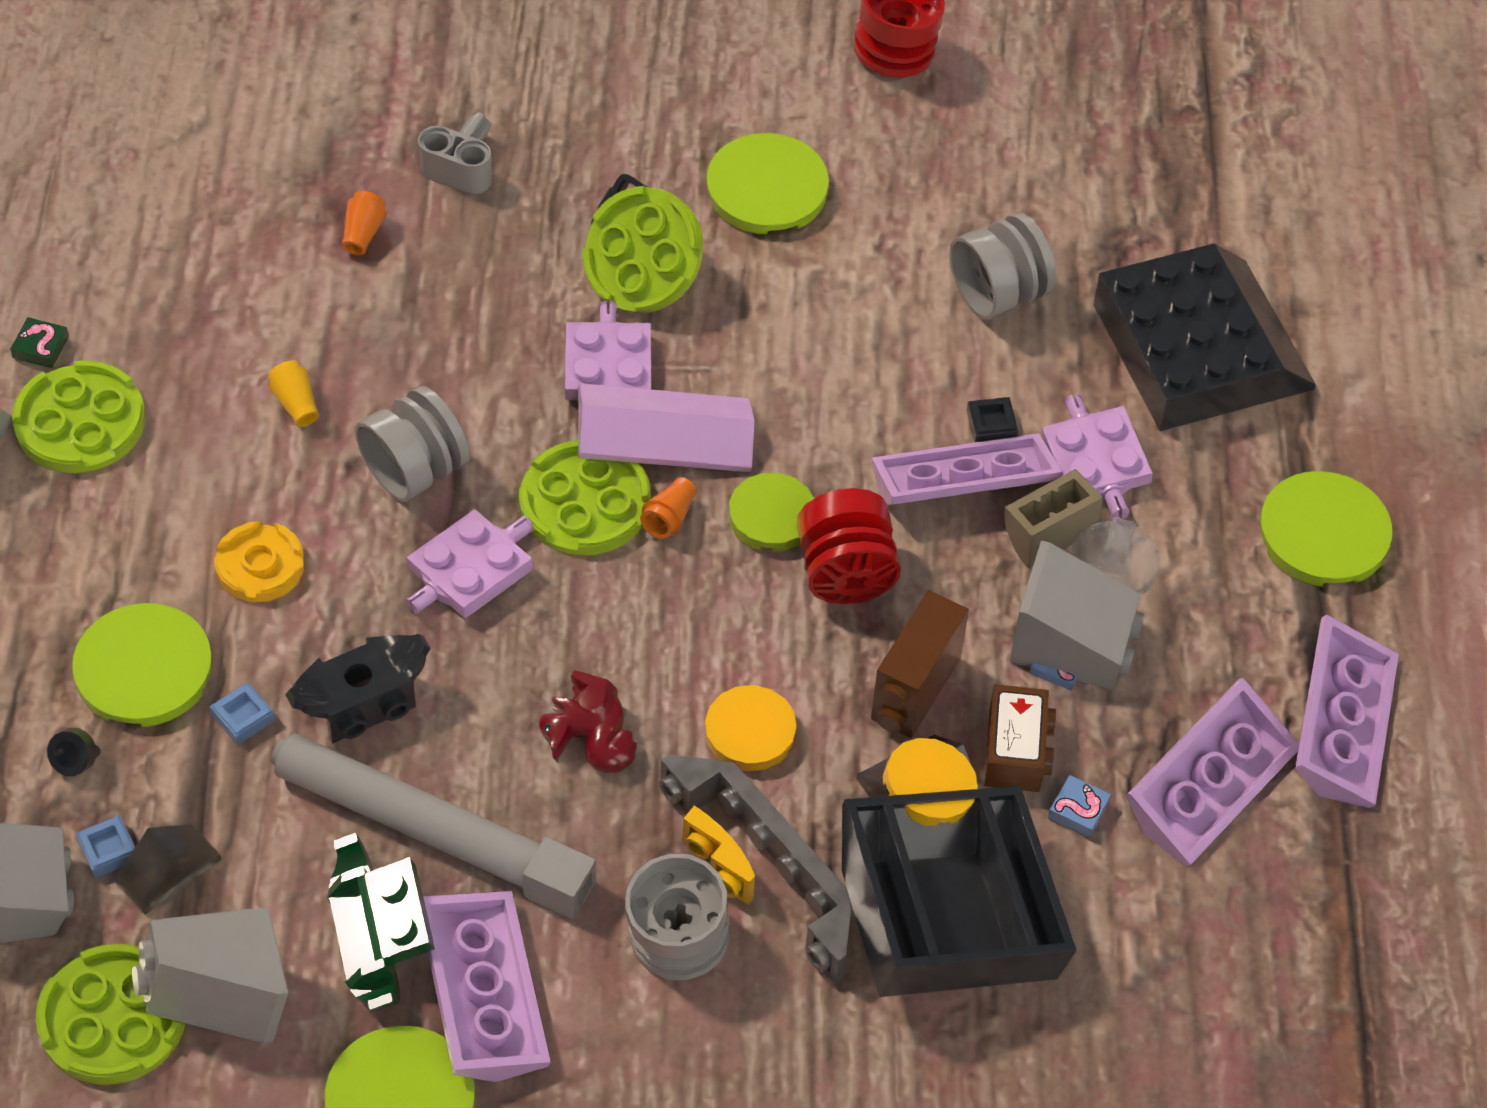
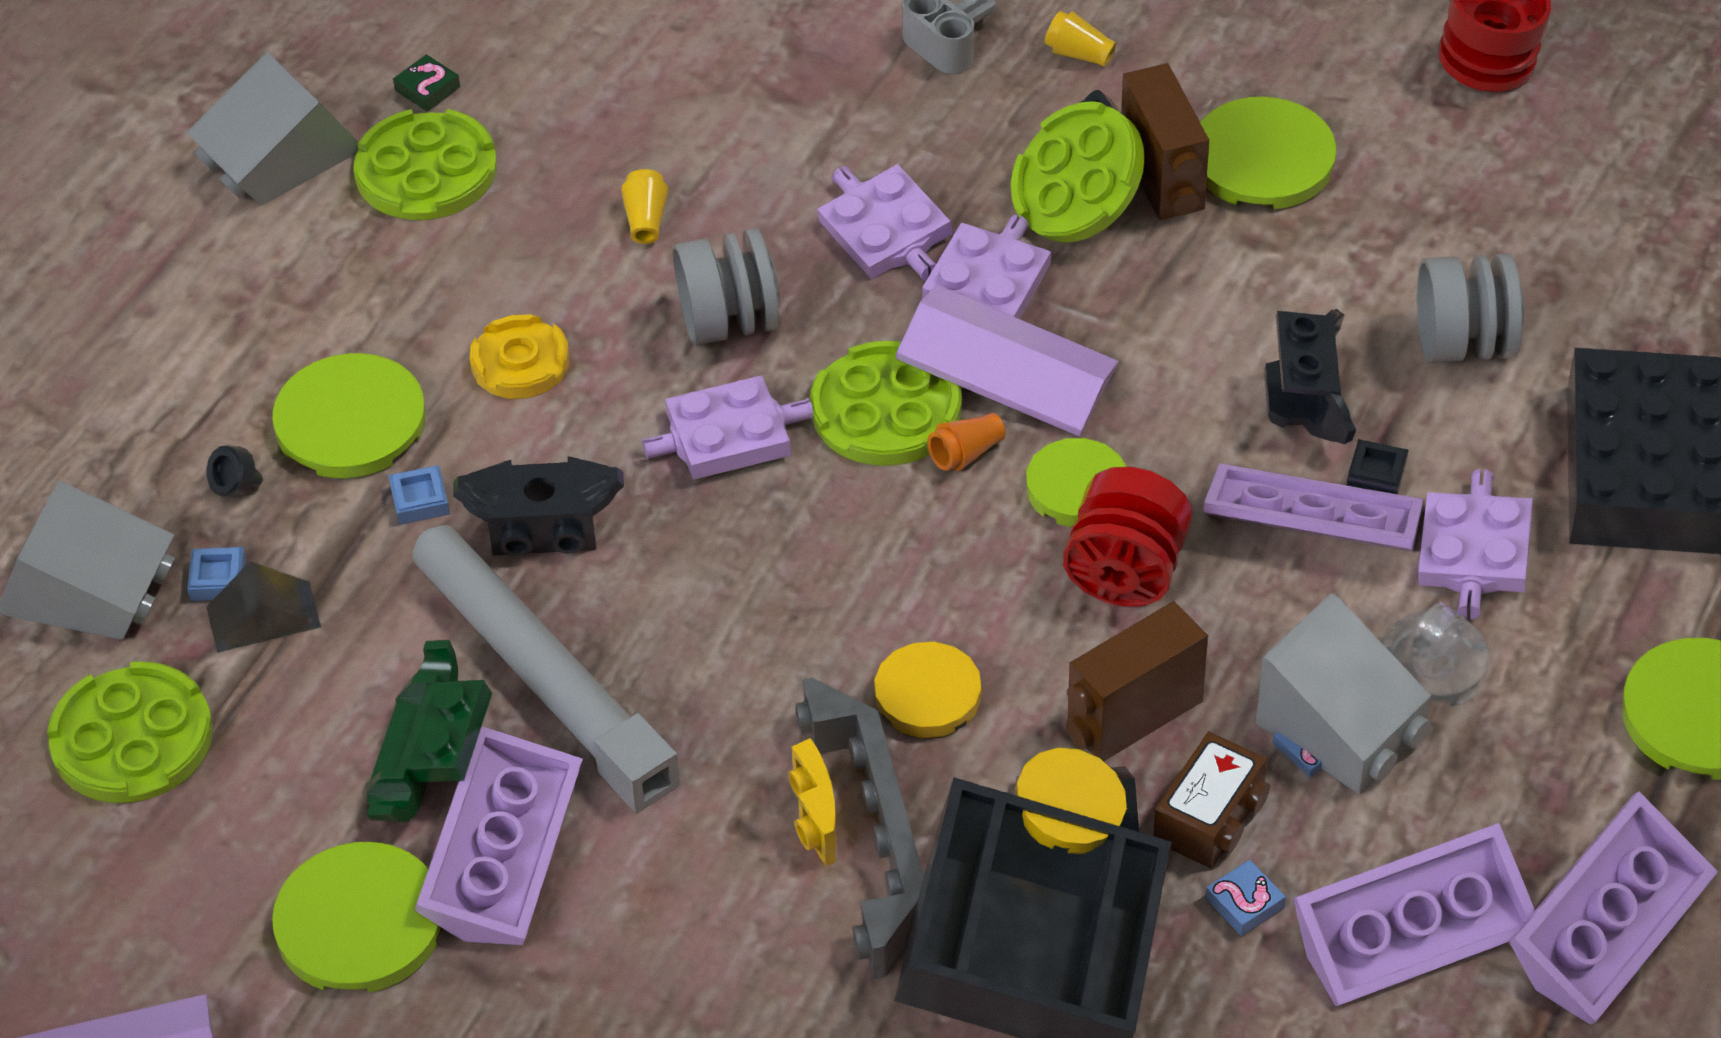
camera: 30 degrees right, 5 degrees down
(214, 972) = (230, 717): light grey slope -> none
(363, 218) = (810, 60): orange cone -> none
(500, 341) = (884, 222): none -> lavender plate
(573, 132) = (1078, 39): none -> yellow cone
(592, 715) = (766, 620): dark red animal -> none
(672, 893) = (729, 841): light grey wheel -> none
(709, 193) = (1171, 139): none -> reddish brown brick
(913, 365) = (1305, 379): none -> black piece
(1052, 515) = (1384, 581): dark tan brick -> none

